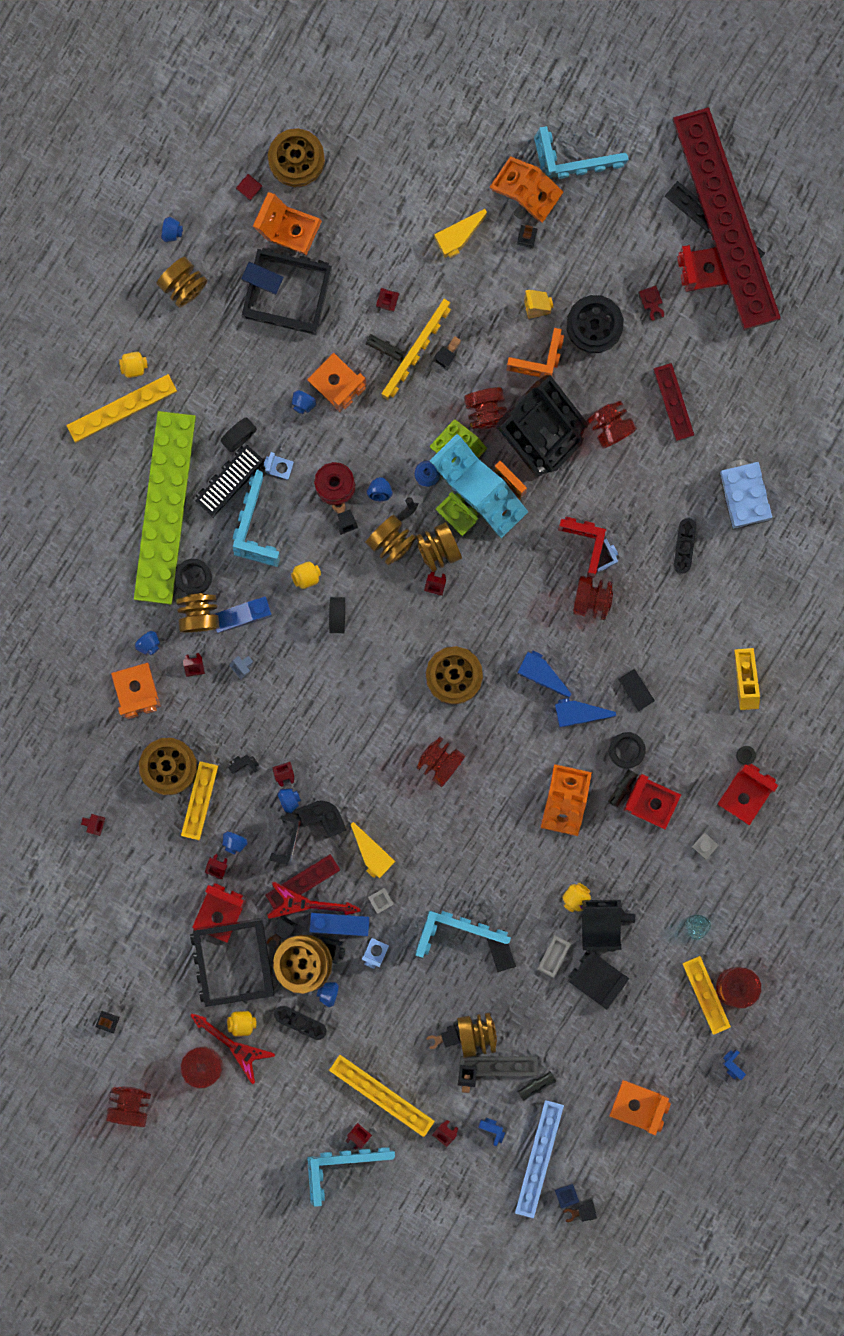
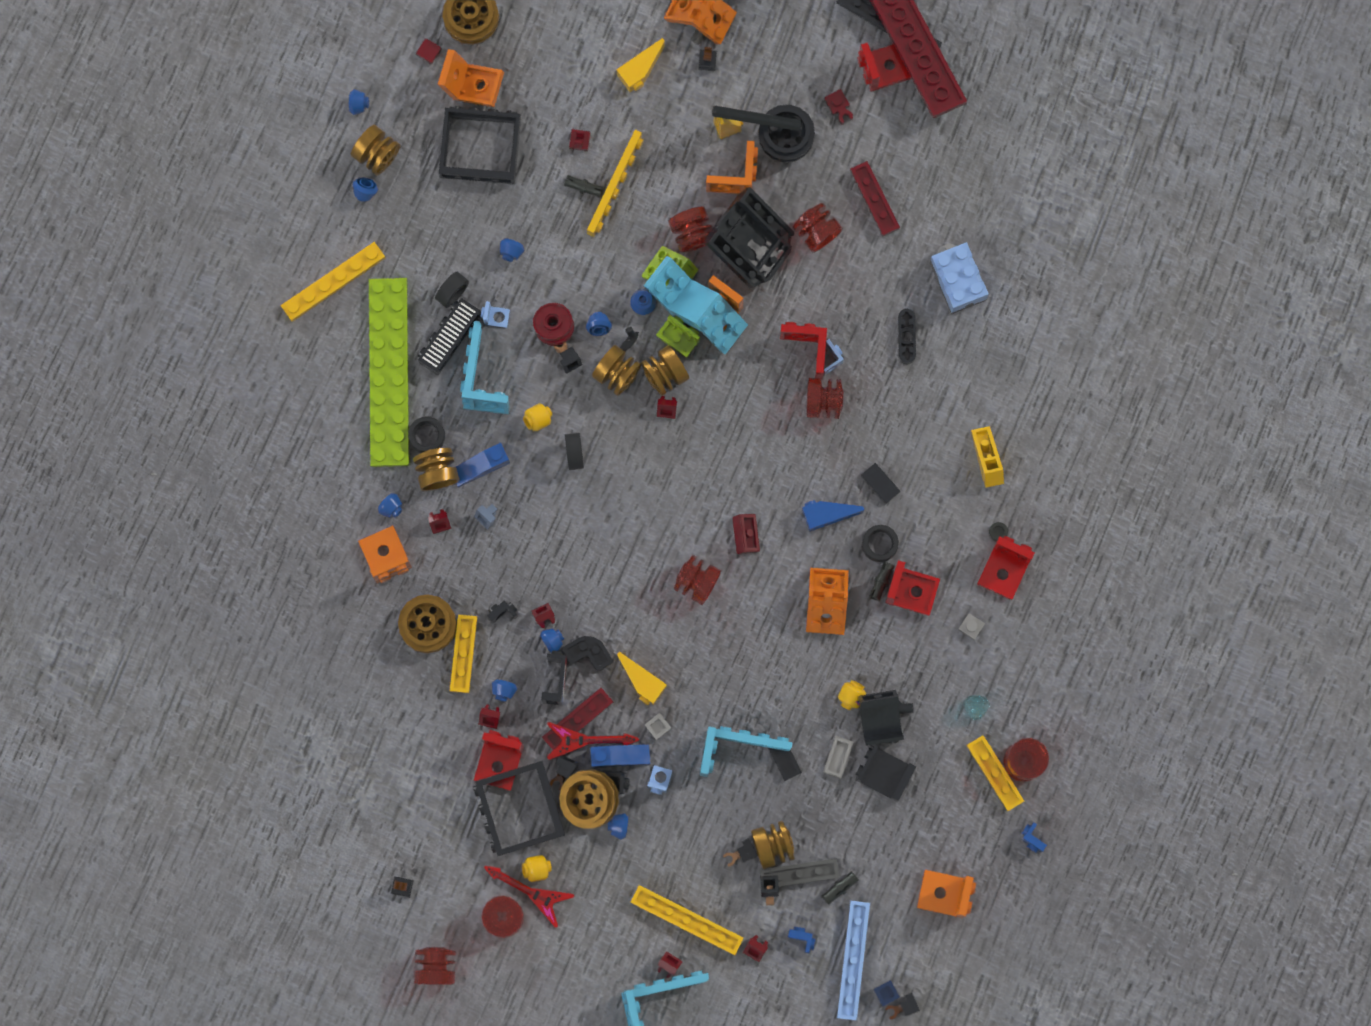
camera: 10 degrees left, 5 degrees down
(94, 824) = (361, 692): dark red tile -> none
(132, 364) = (338, 237): yellow head -> none
(165, 319) = (364, 189): none -> blue cone
(262, 278) = (454, 134): dark blue tile -> none
(302, 1030) = (607, 868): black beam -> none
(348, 387) = (550, 234): orange bracket -> none
(436, 666) = (702, 513): pearl gold wheel -> none
(445, 355) = (645, 186): black piece -> none
(495, 721) = (746, 533): none -> dark red slope
(539, 671) = (783, 479): blue slope -> none
(567, 307) = (756, 118): none -> black axle

